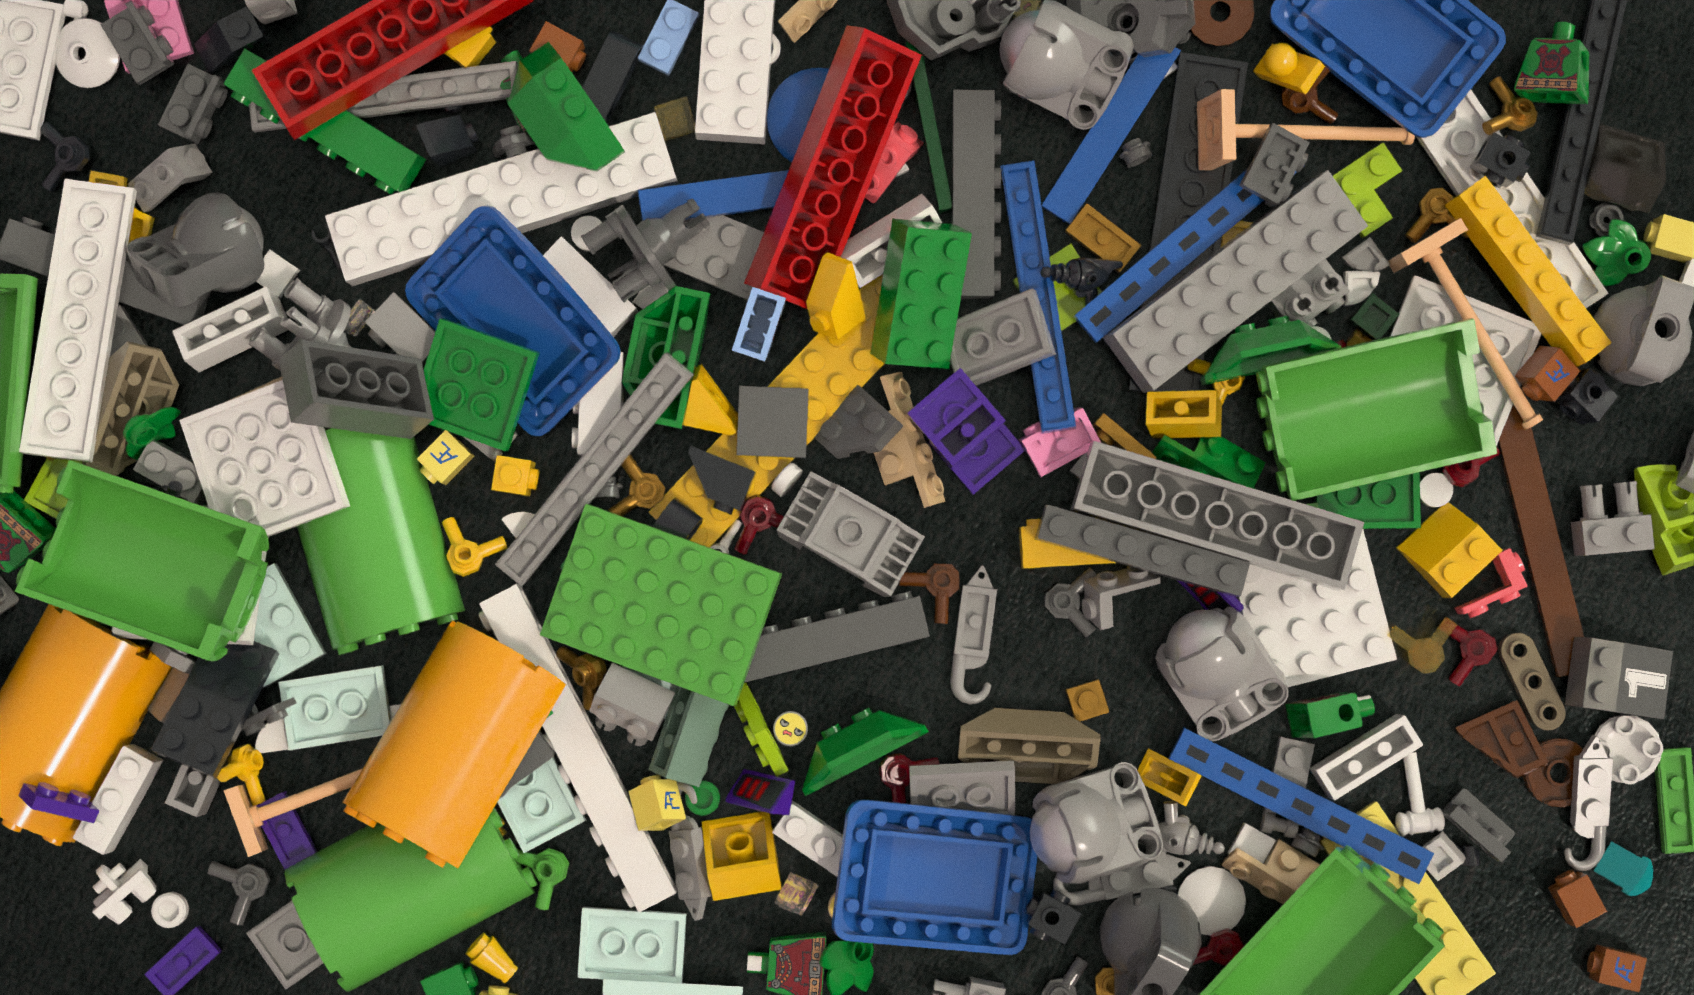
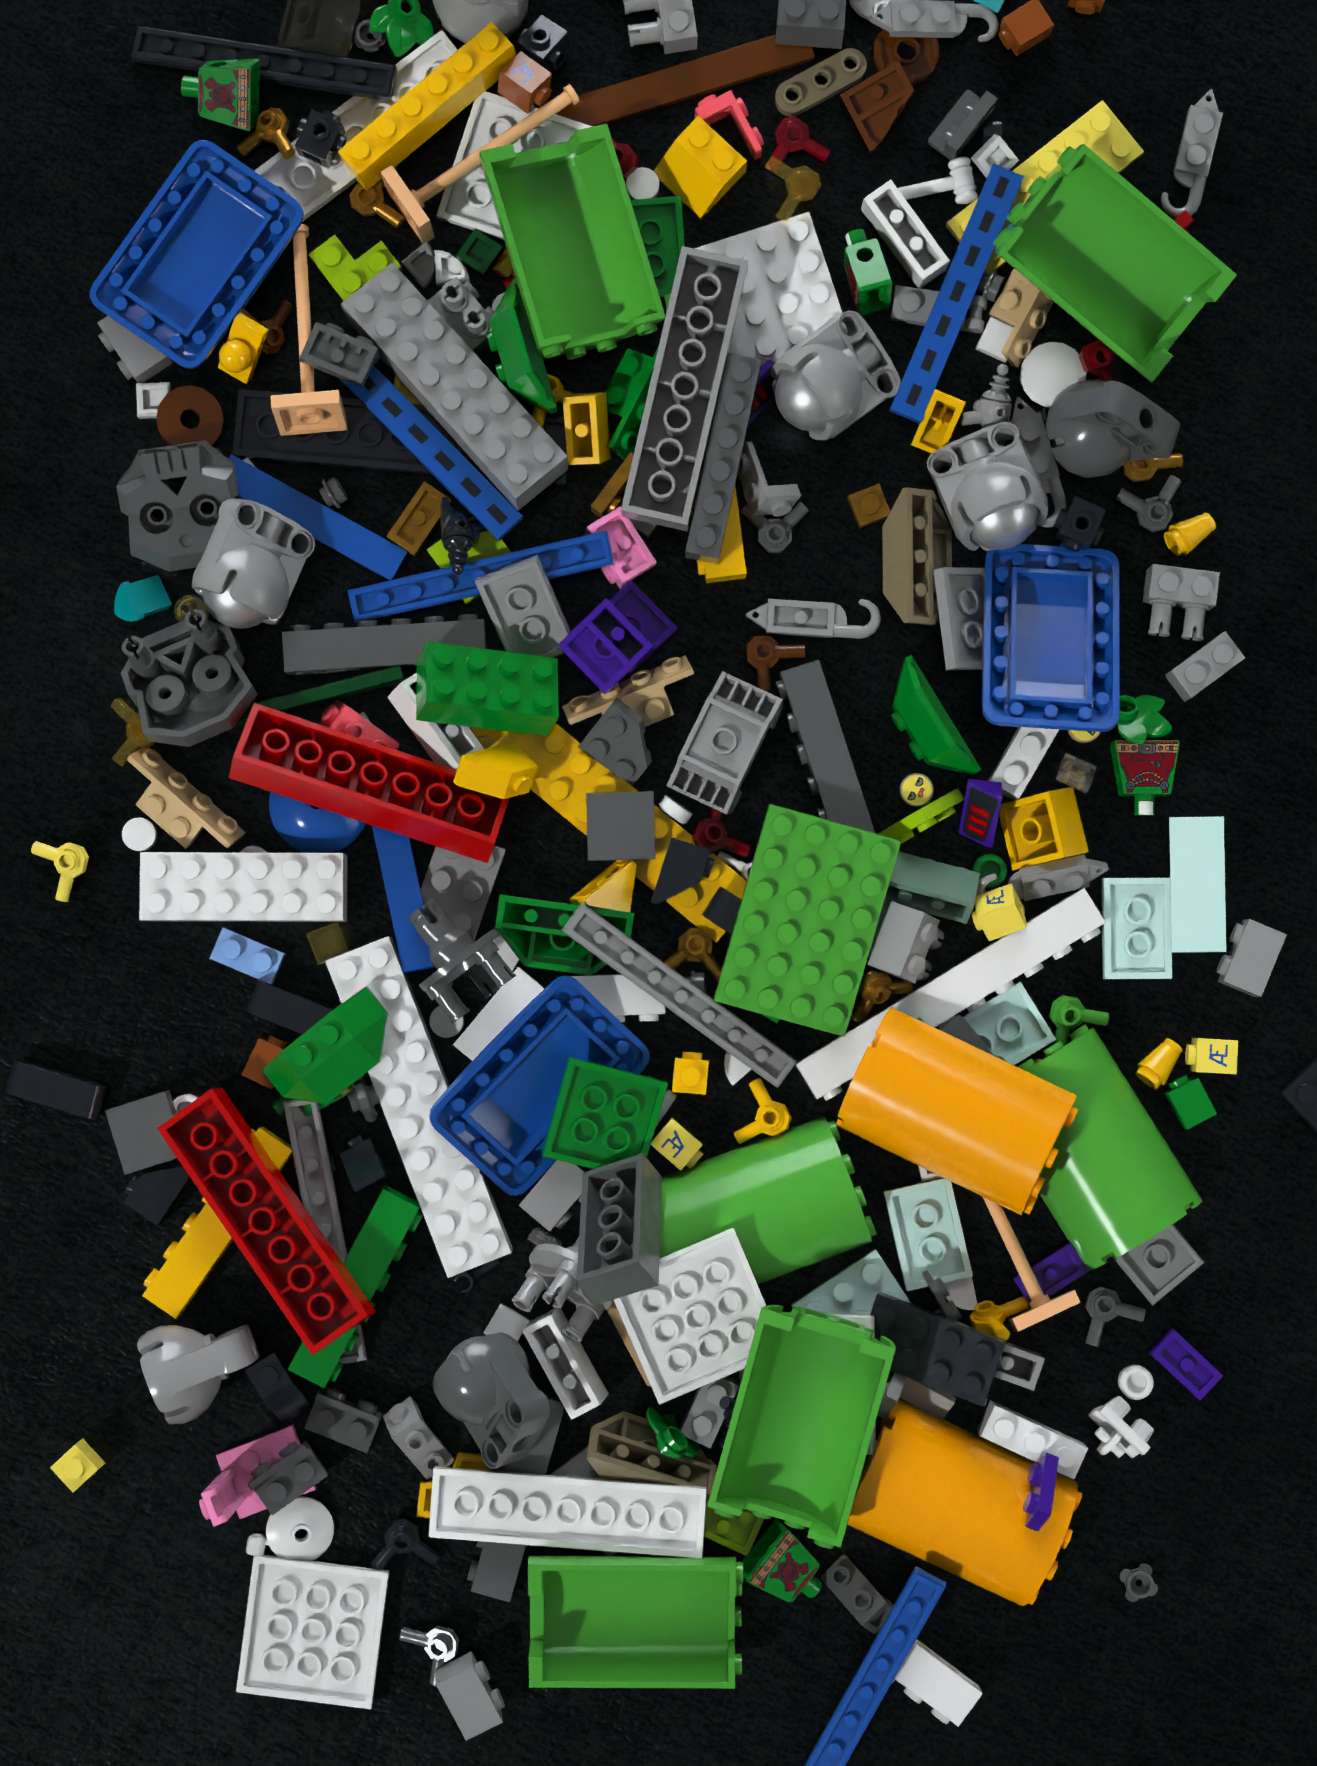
camera: 90 degrees left, 0 degrees up
(759, 324) = (527, 843): light blue torso -> none
(895, 773) = (952, 684): dark red piece -> none

